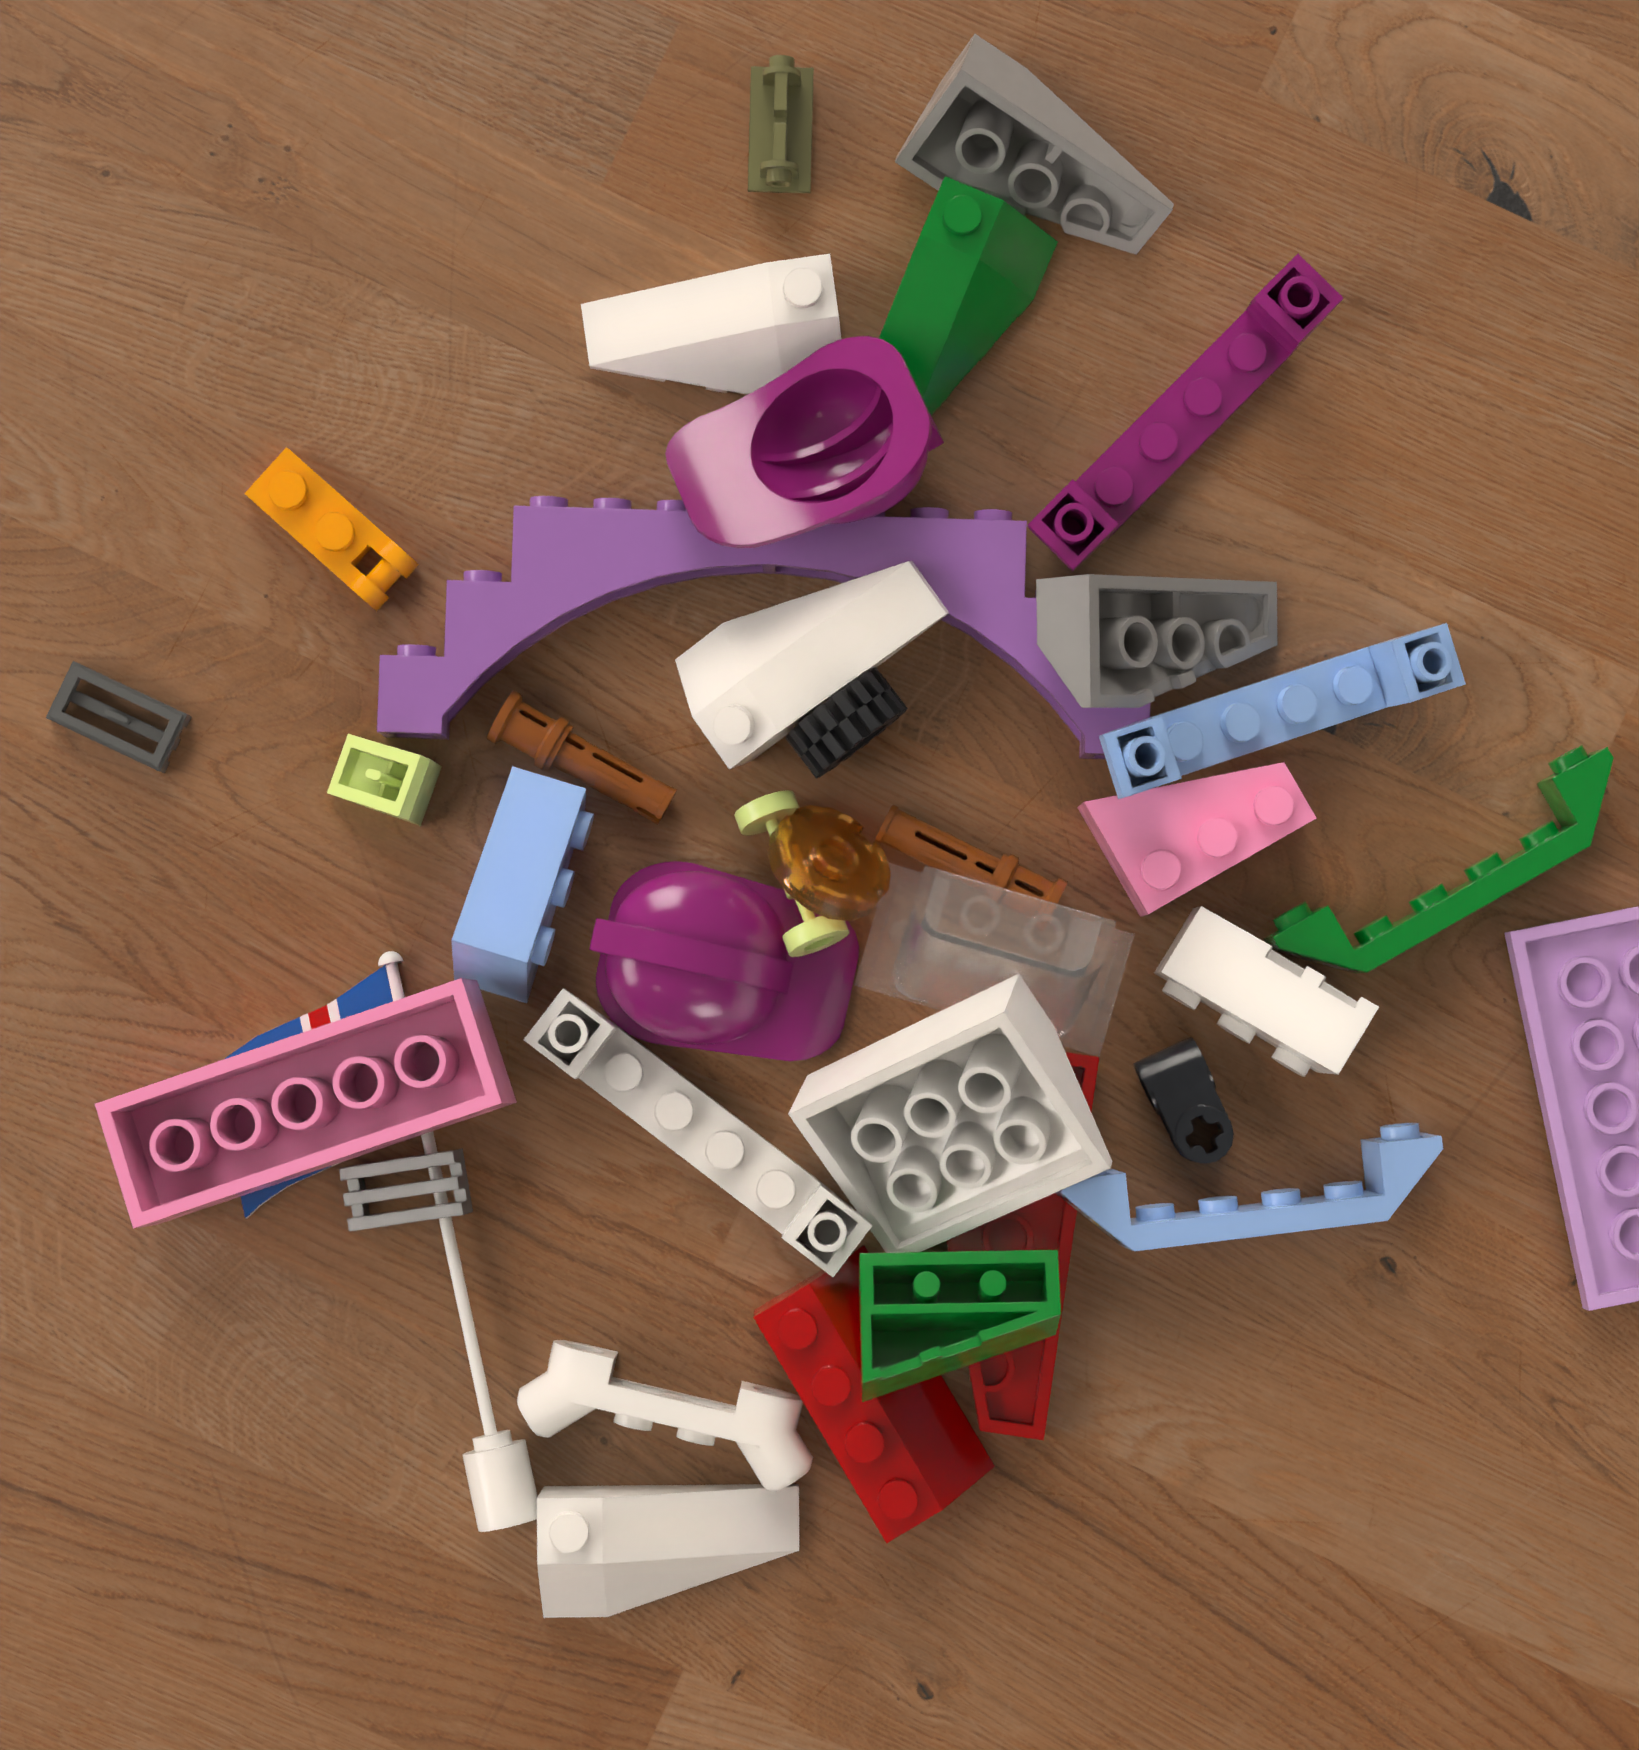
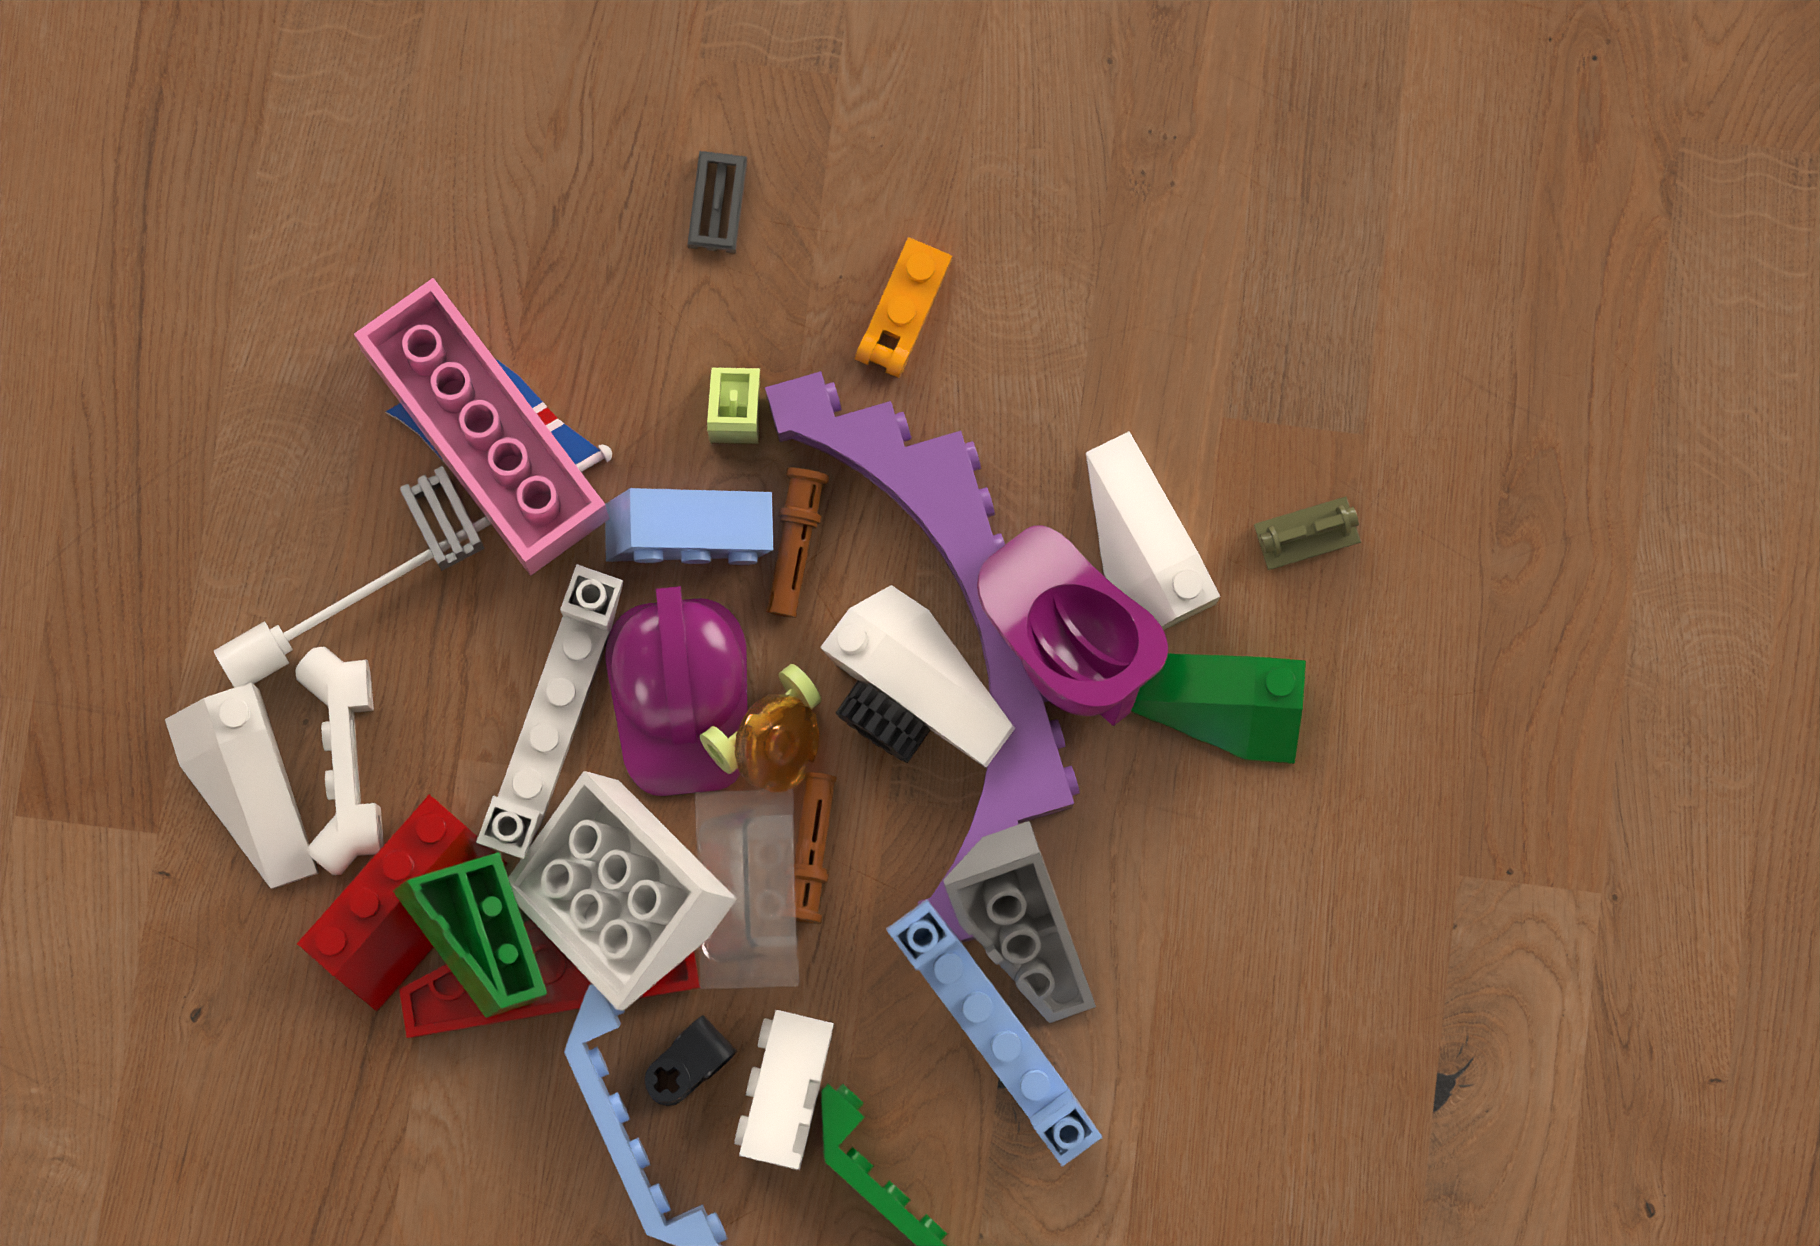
camera: 70 degrees right, 5 degrees down
(1021, 143) = (1354, 707): light grey wedge -> none
(1186, 414) = (1191, 895): magenta slope -> none
(1193, 829) = (888, 1002): bright pink wedge -> none

